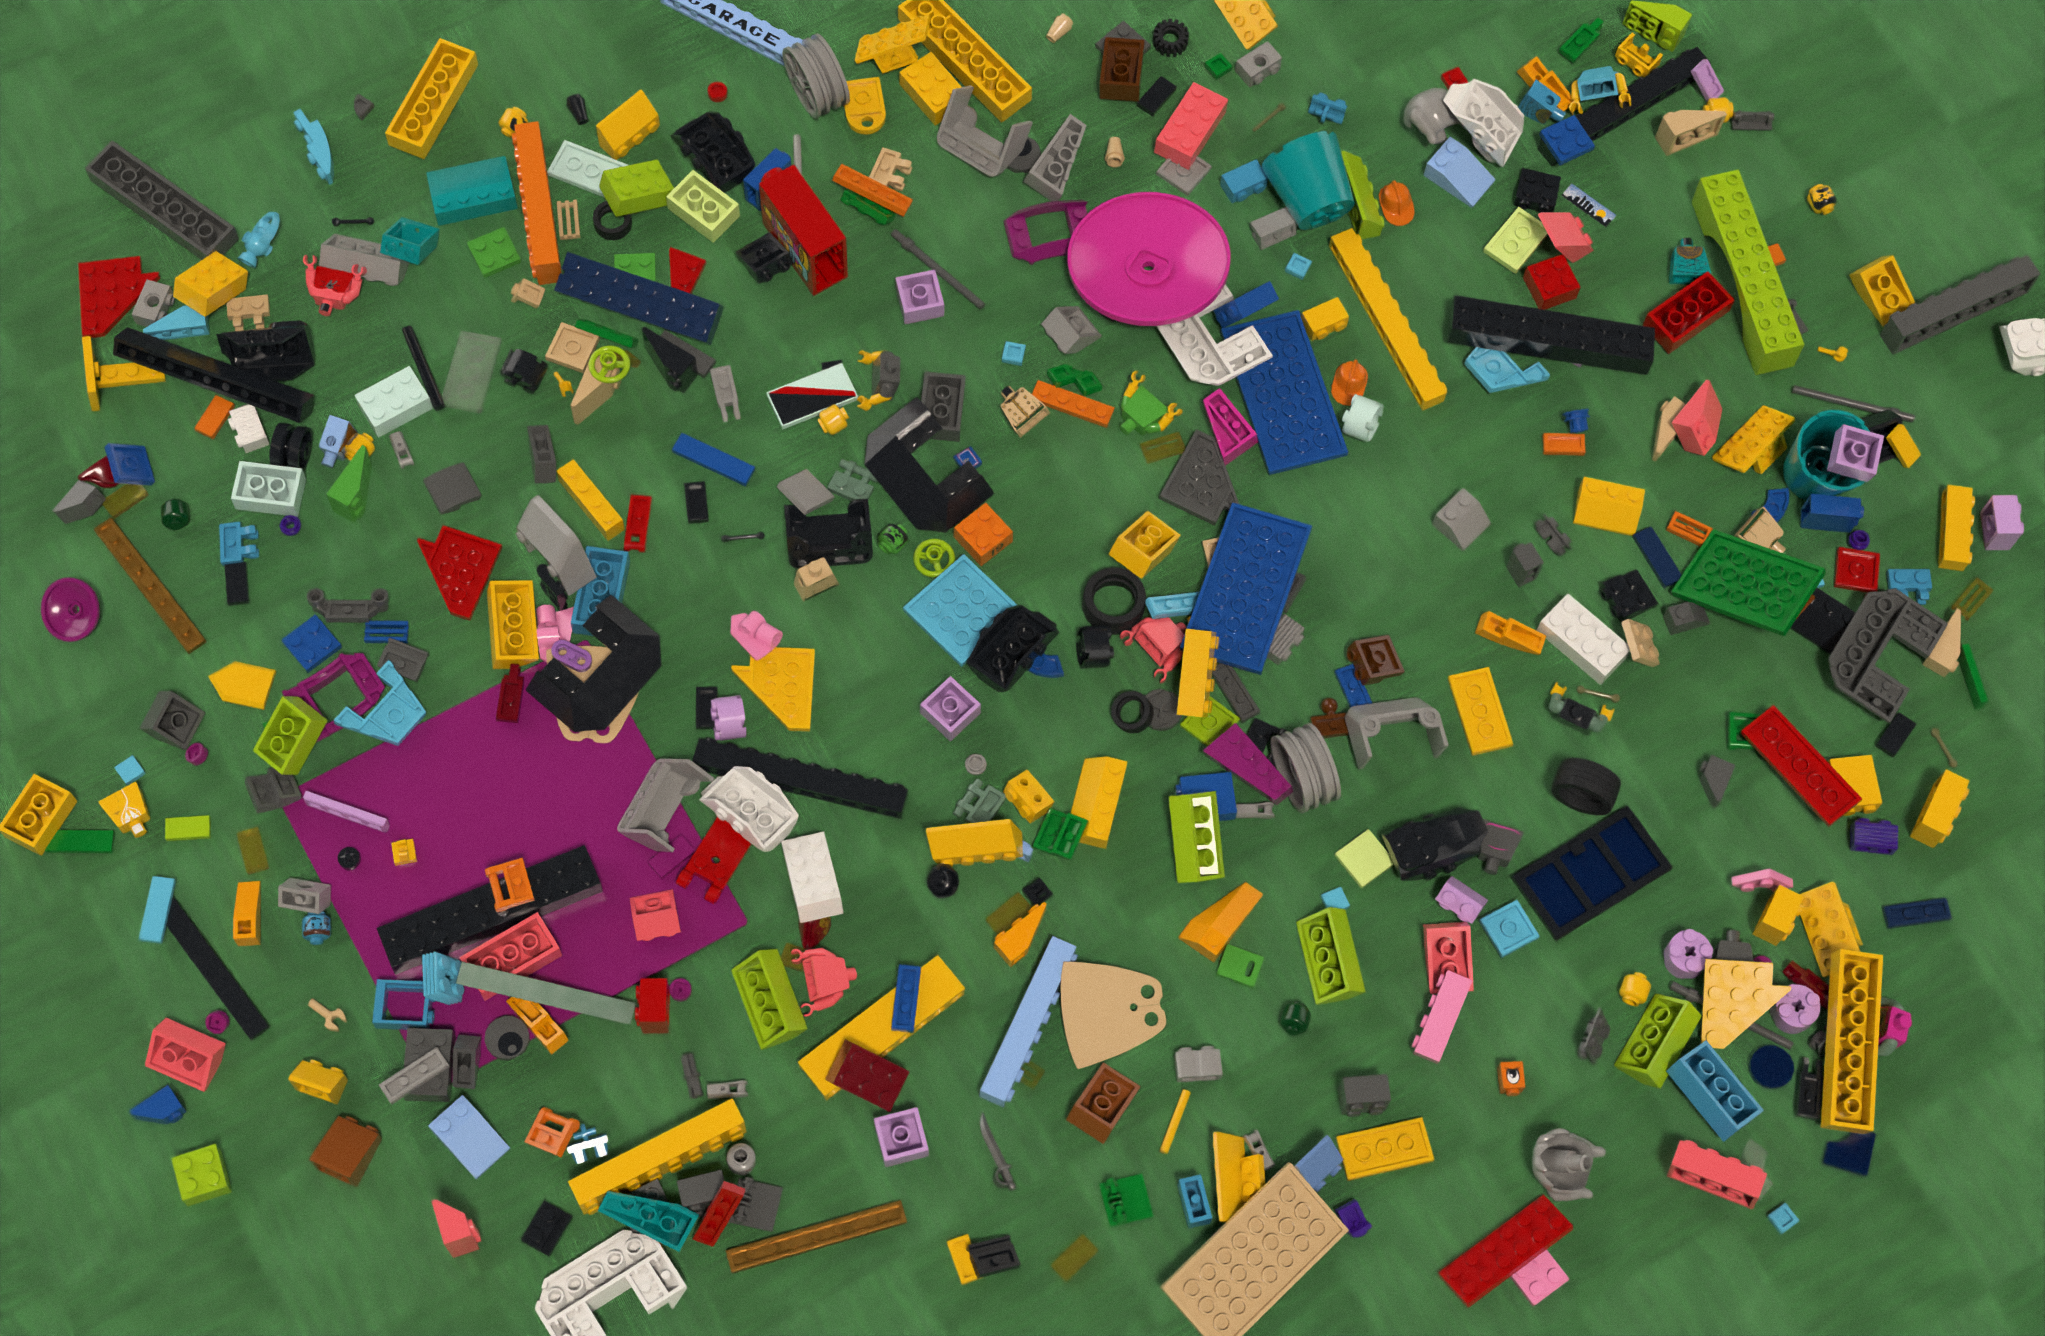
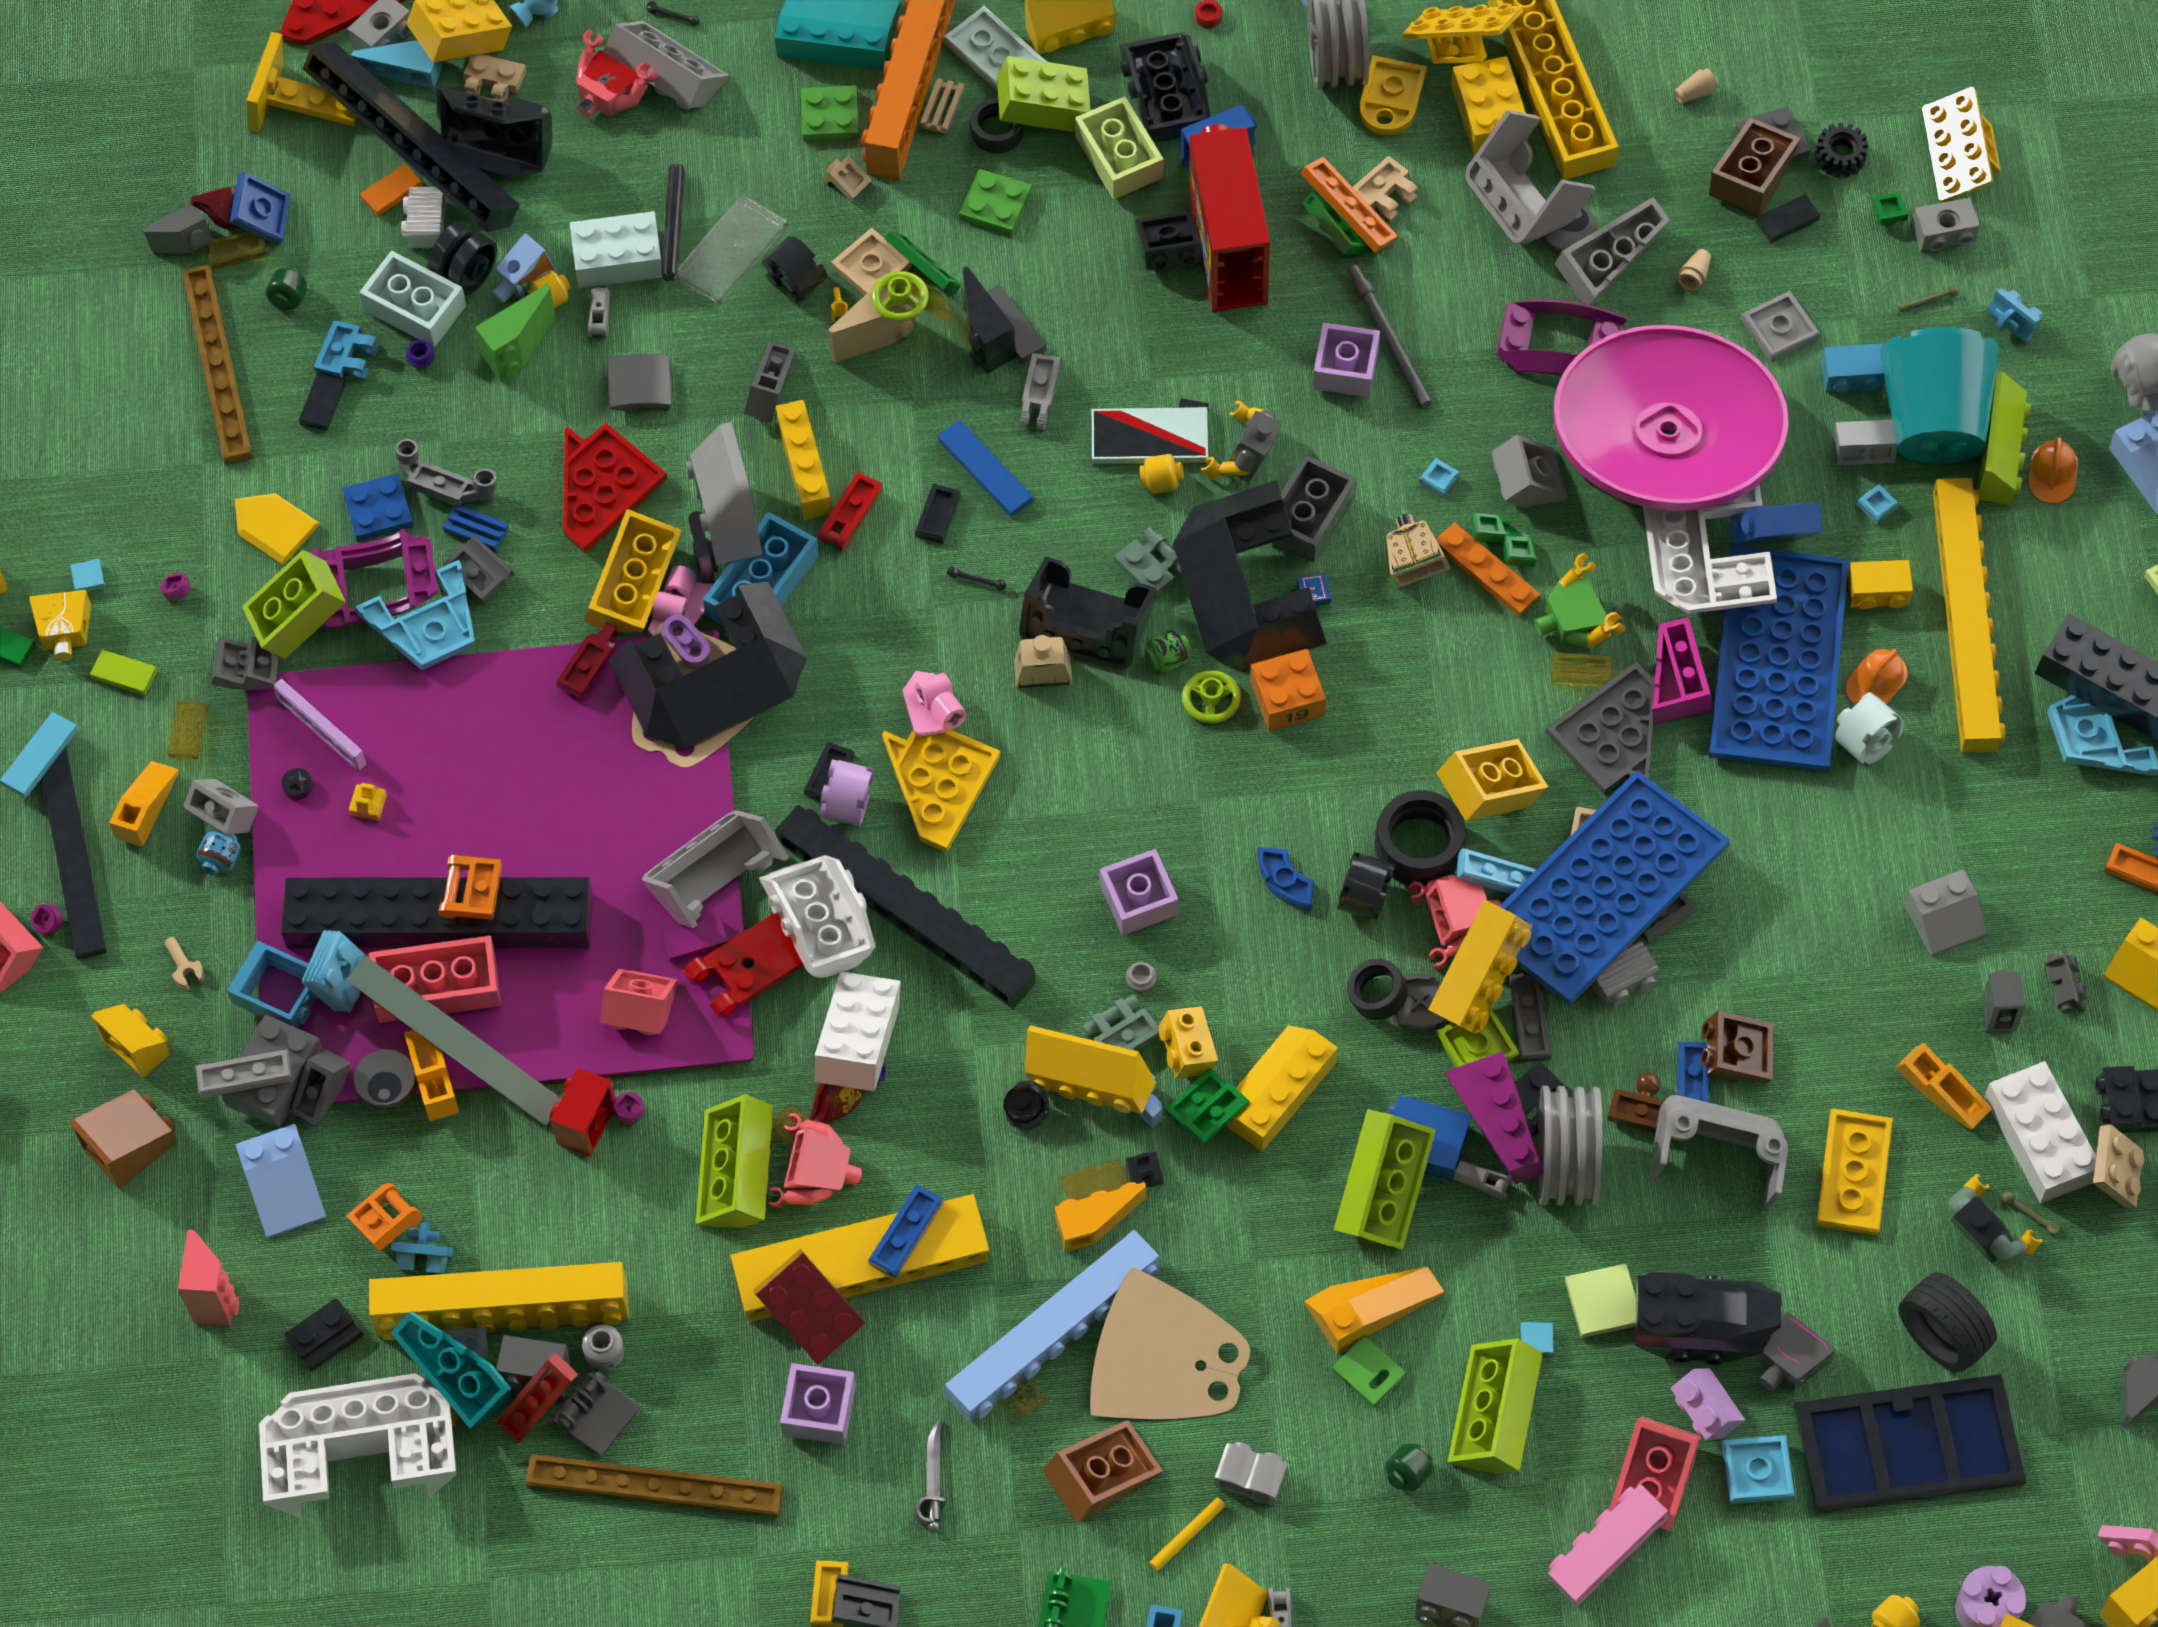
camera: 30 degrees right, 5 degrees down
(61, 613) = (106, 355): magenta dish -> none
(172, 720) = (166, 534): dark grey slope -> none
(415, 244) = (744, 68): teal window -> none
(639, 298) = (983, 233): dark blue piece -> none
(685, 270) = (1060, 221): red wing -> none
(691, 1076) = (591, 1221): dark grey axle -> none
(722, 1090) = (620, 1252): light grey bar -> none
(797, 152) = (1270, 136): light grey bar -> none
(805, 491) = (1081, 550): light grey tile -> none
(958, 608) = (1216, 776): medium azure plate -> none
(1011, 646) = (1253, 840): black slope -> none
(1191, 125) = (1814, 270): coral brick -> none

